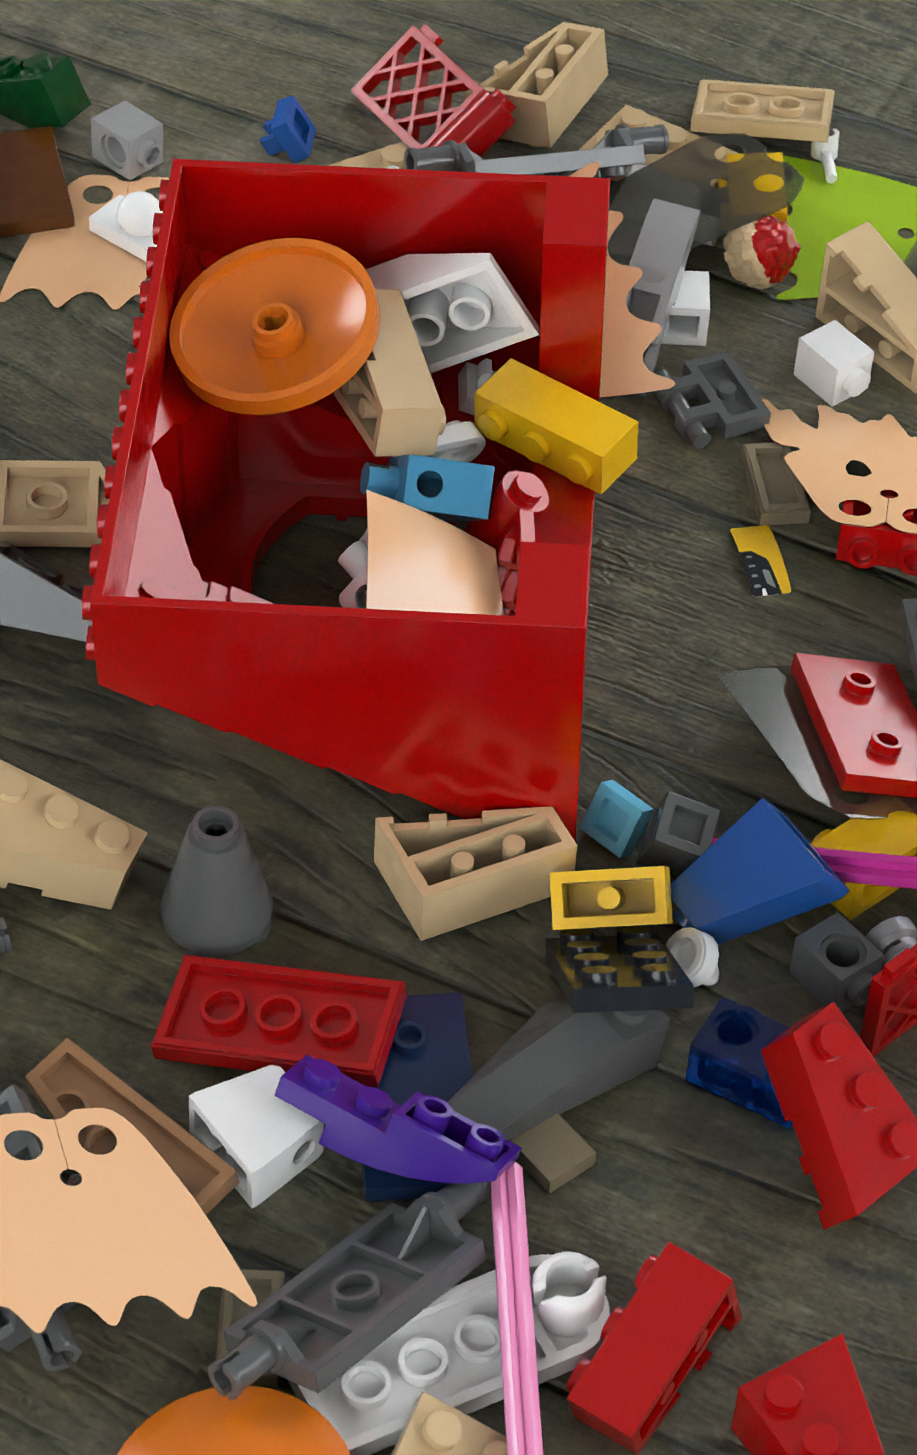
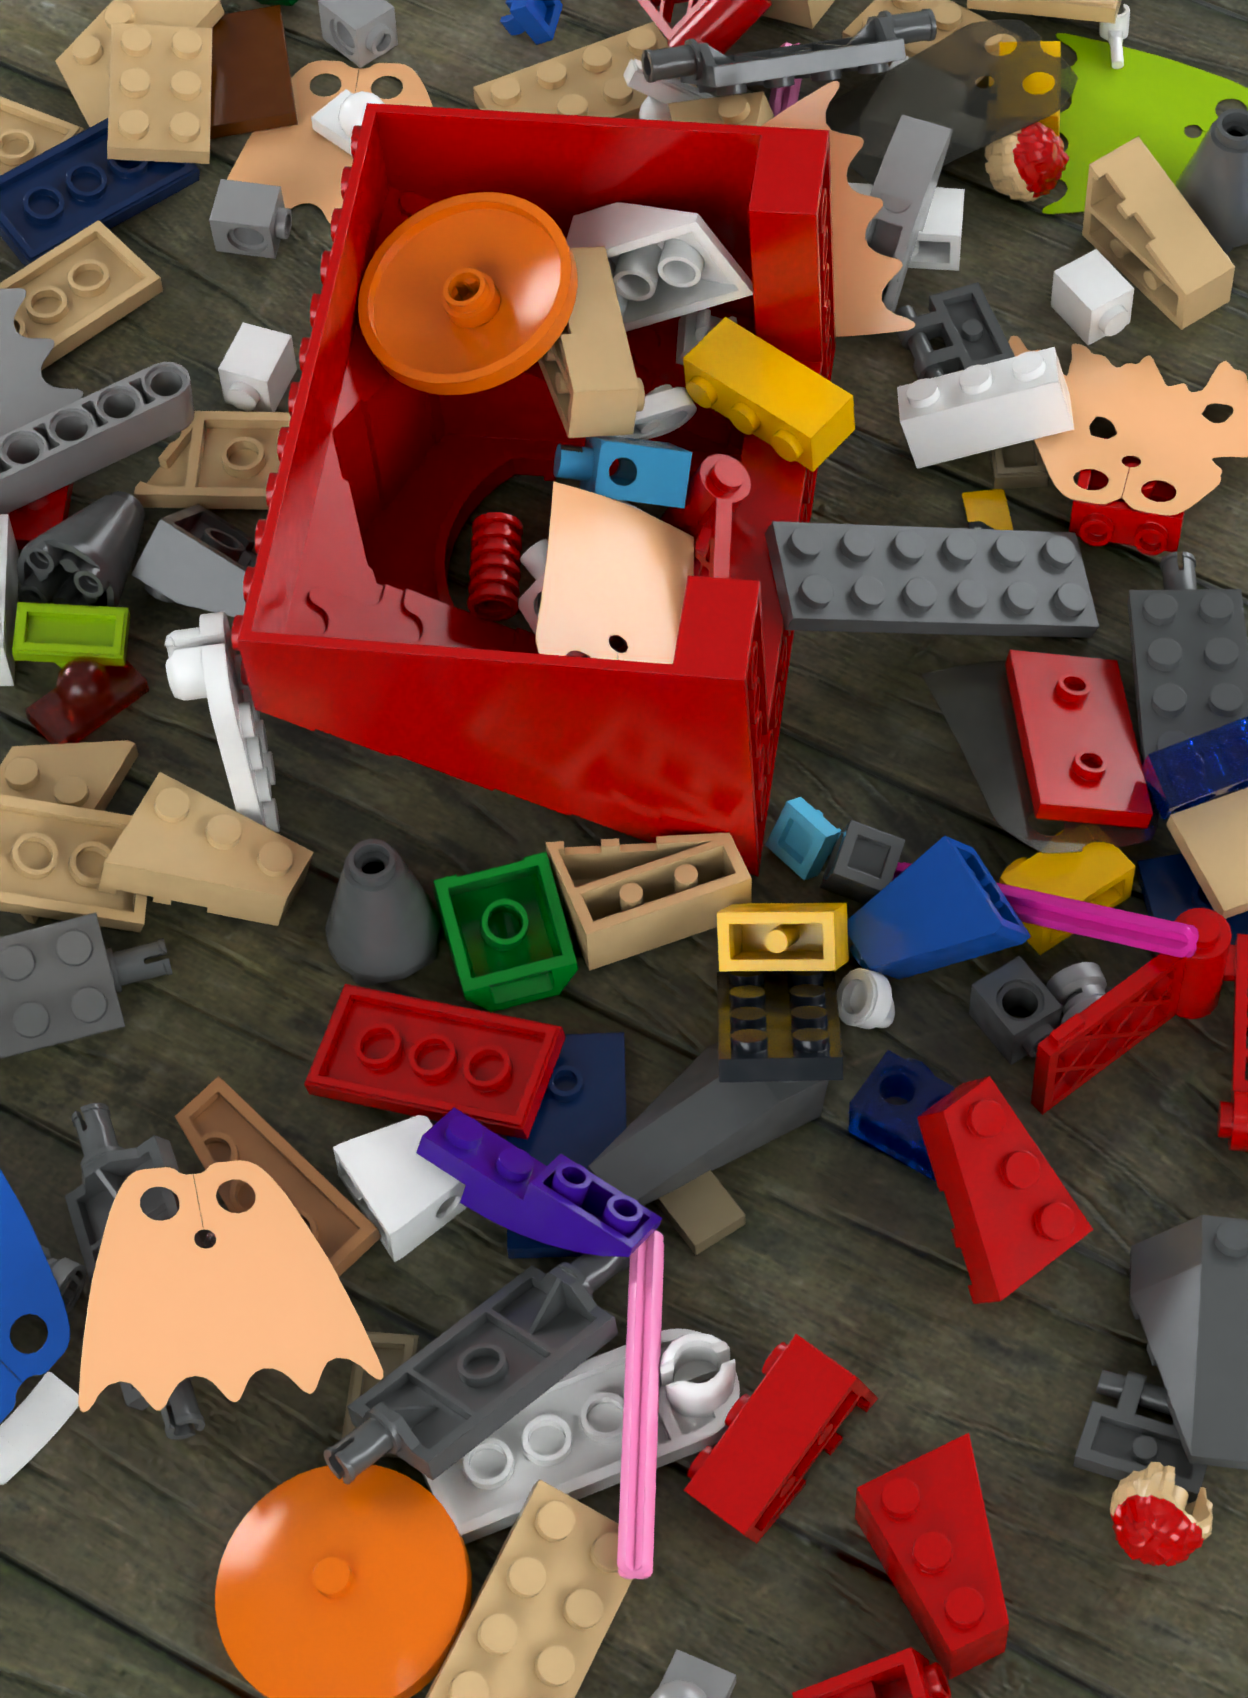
camera: 10 degrees right, 10 degrees up
(37, 300) = (249, 218): none -> light grey brick
(50, 641) = (208, 667): none -> white plate
(54, 424) = (257, 369): none -> white brick
(314, 563) = (495, 566): none -> red piece
(340, 903) = (507, 933): none -> green slope
(722, 591) = (930, 580): none -> dark grey plate
(750, 448) = (985, 407): none -> white brick

